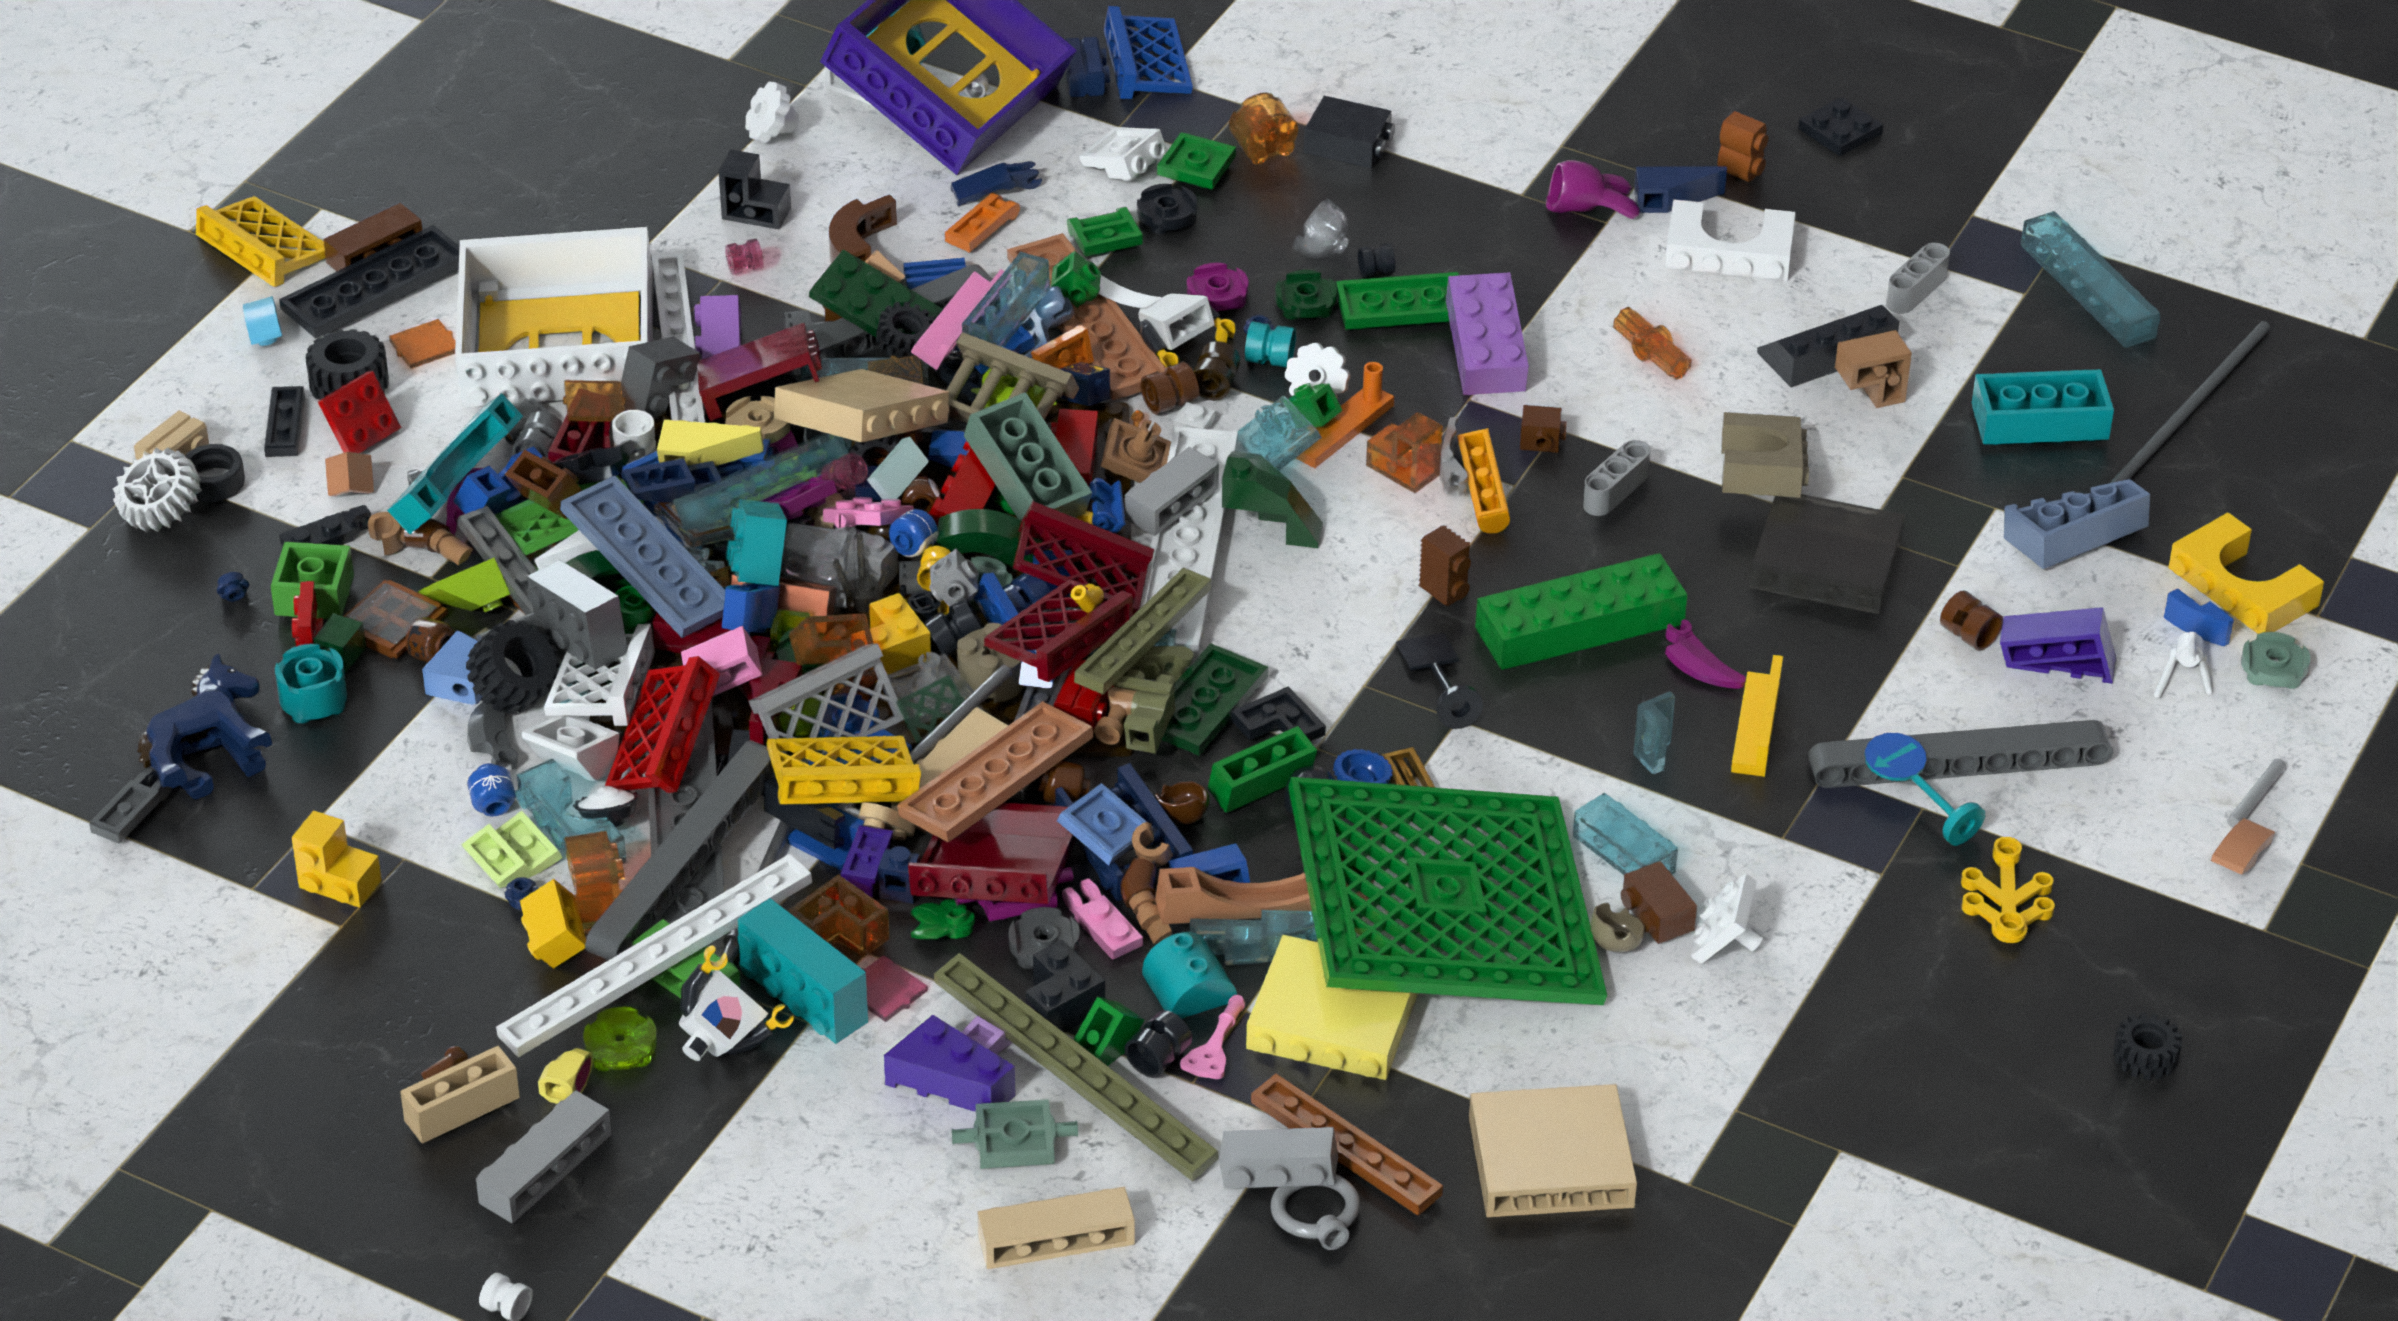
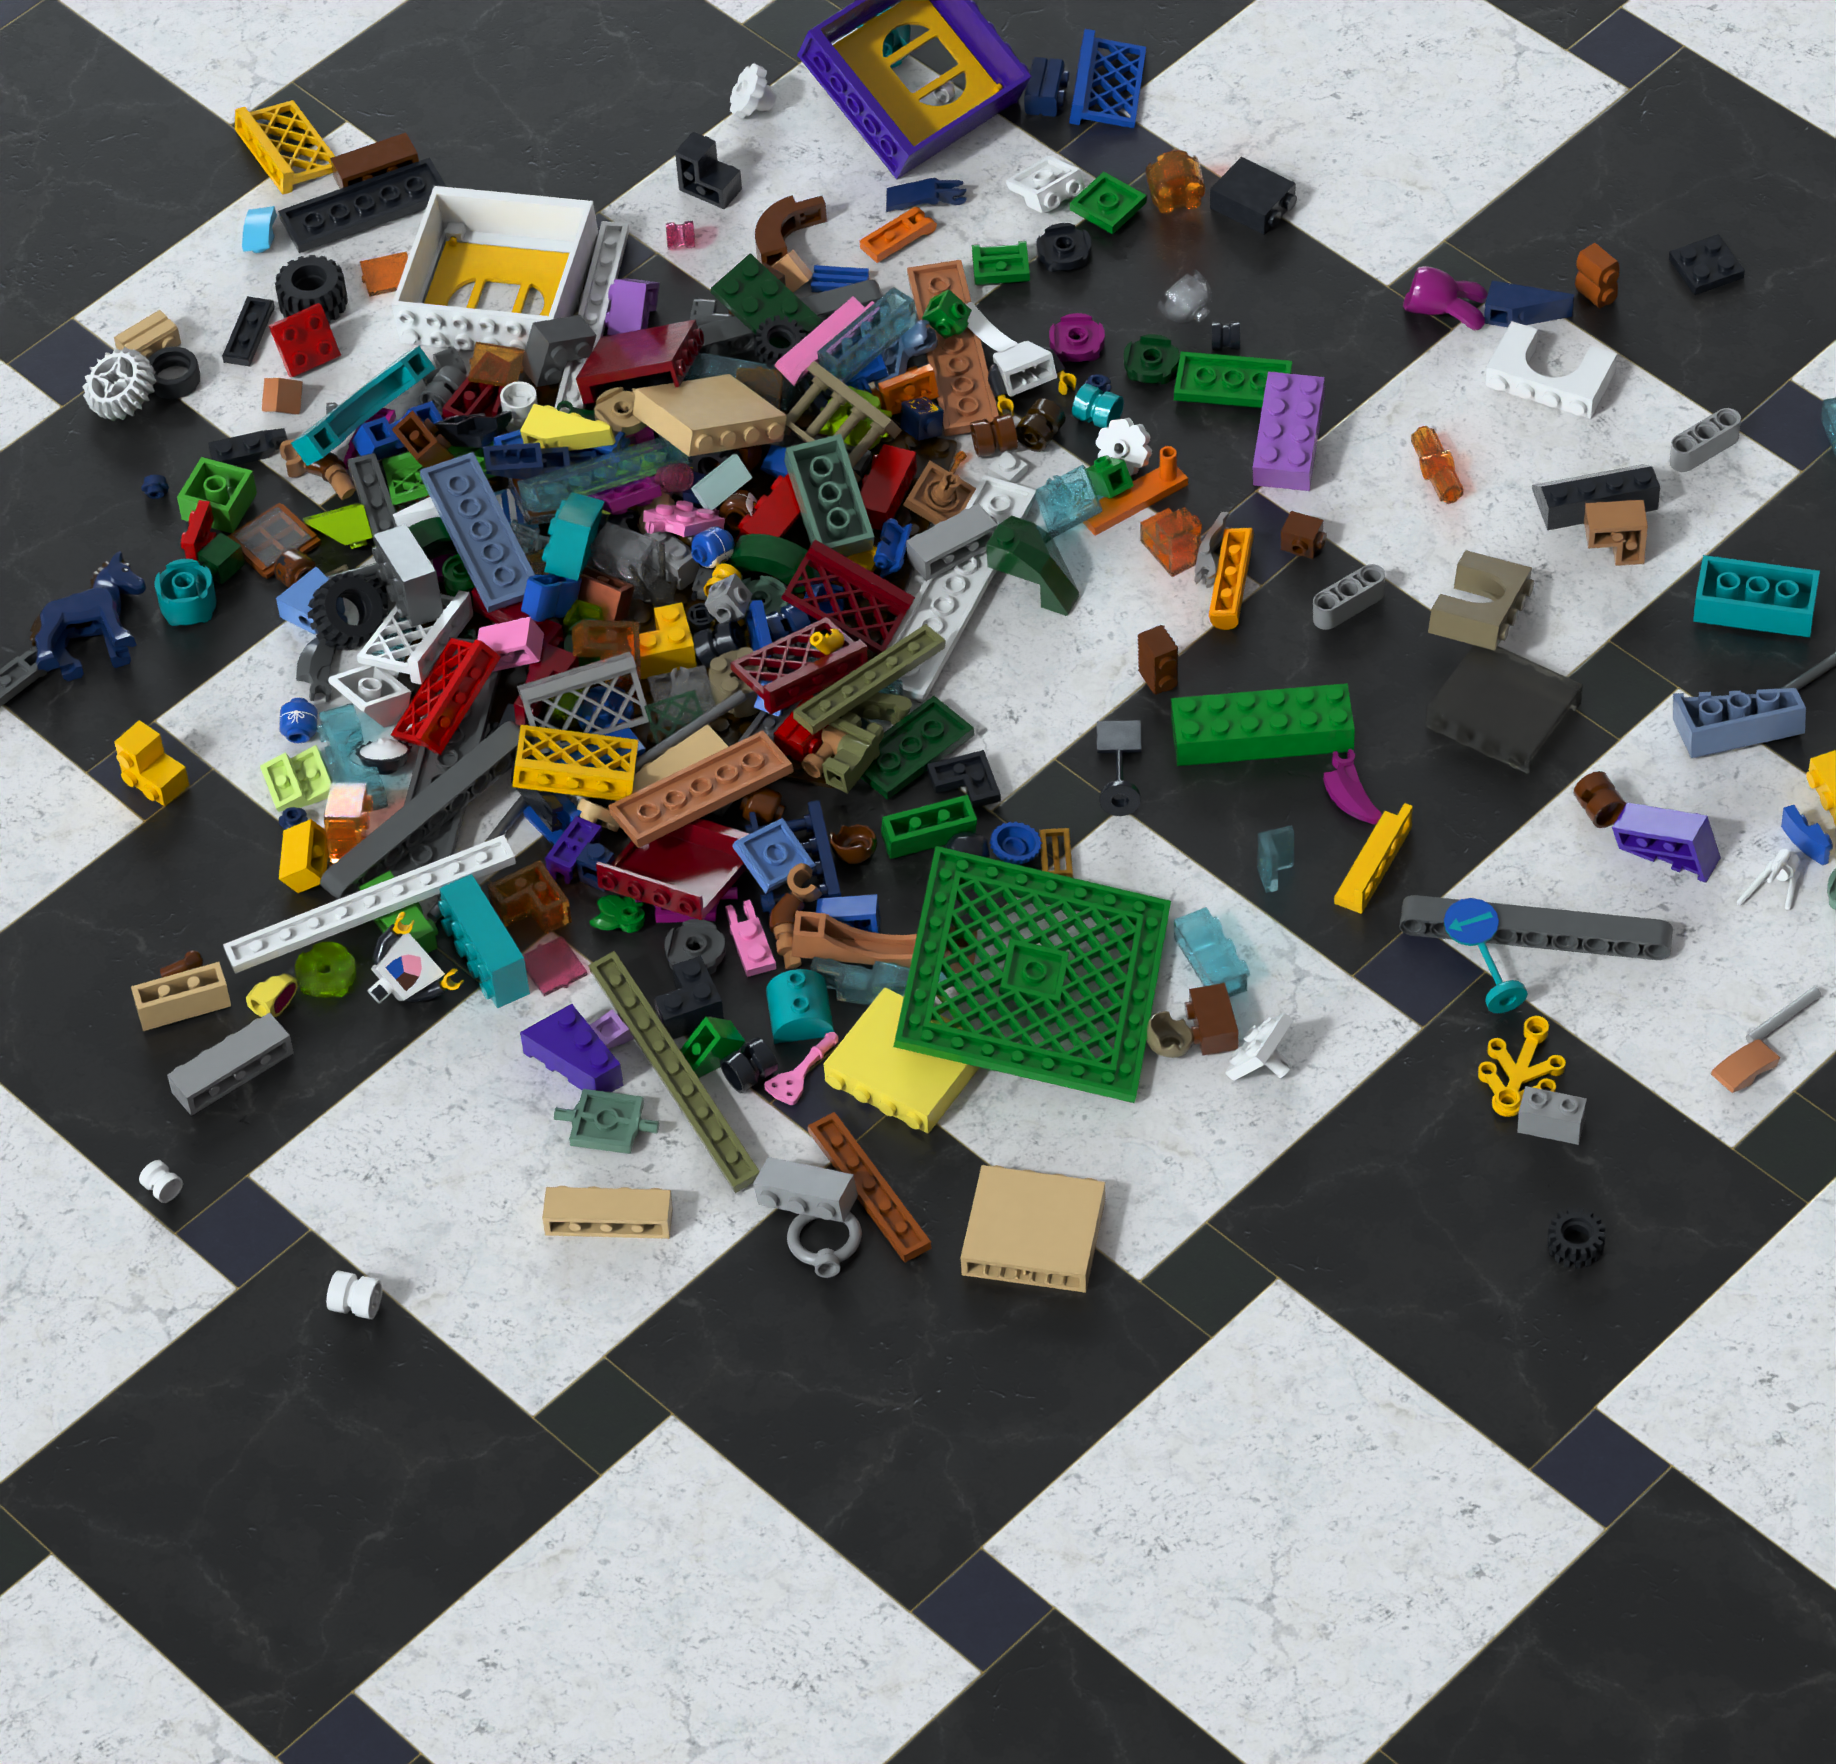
camera: 20 degrees right, 10 degrees up
(2066, 929) = (1551, 1115): none -> light grey hinge

